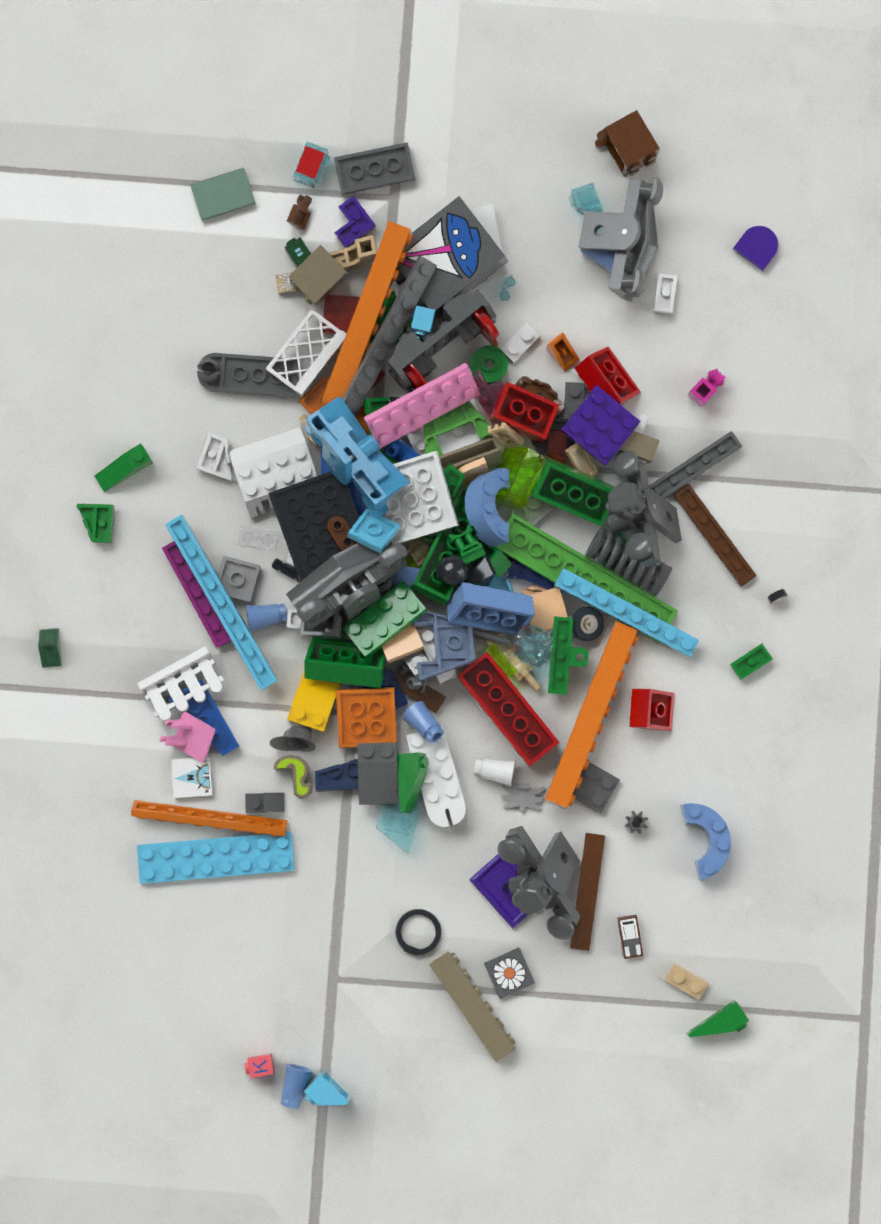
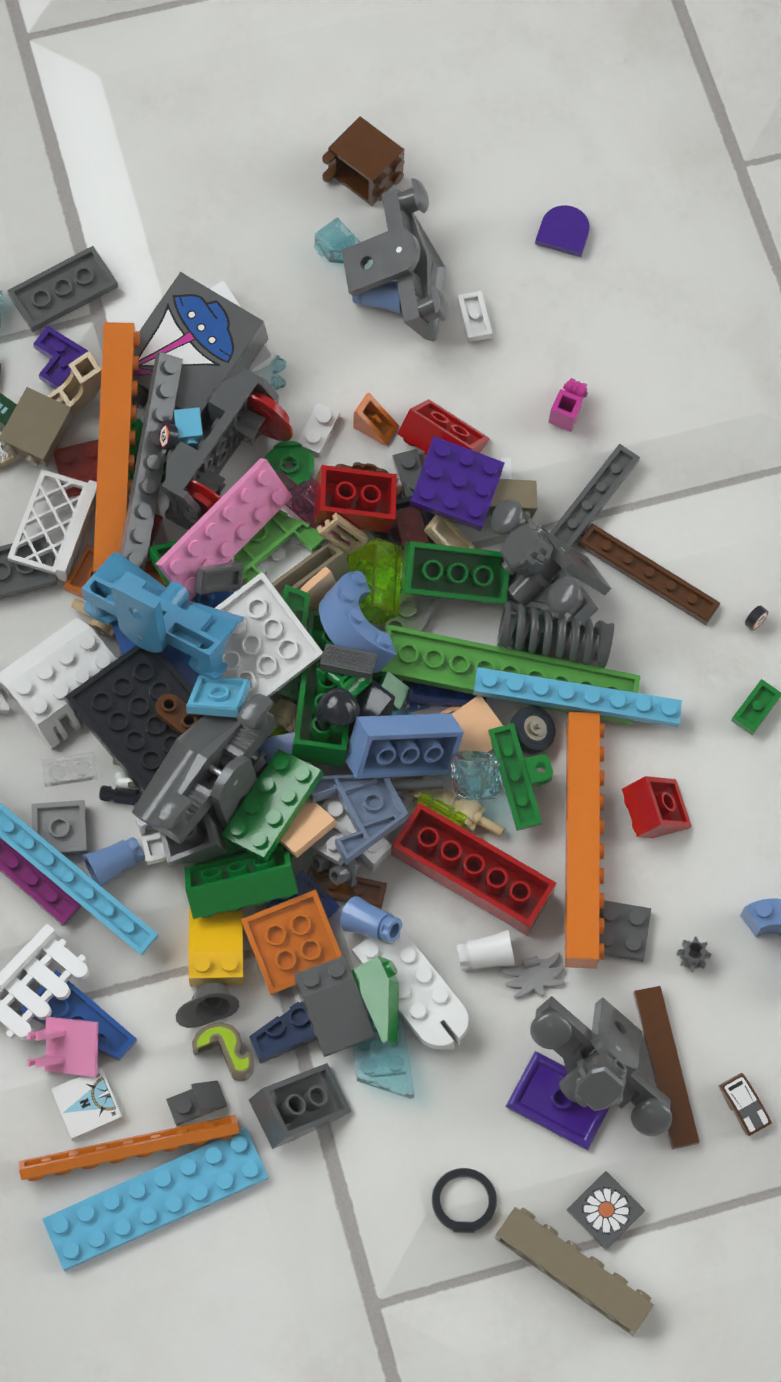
camera: 20 degrees left, 15 degrees down
(332, 830) = (299, 1105): none -> dark grey slope
(405, 324) = (168, 436): none -> black tile
(406, 439) = (218, 578): none -> dark grey tile
(472, 537) = (348, 661): none -> dark grey tile

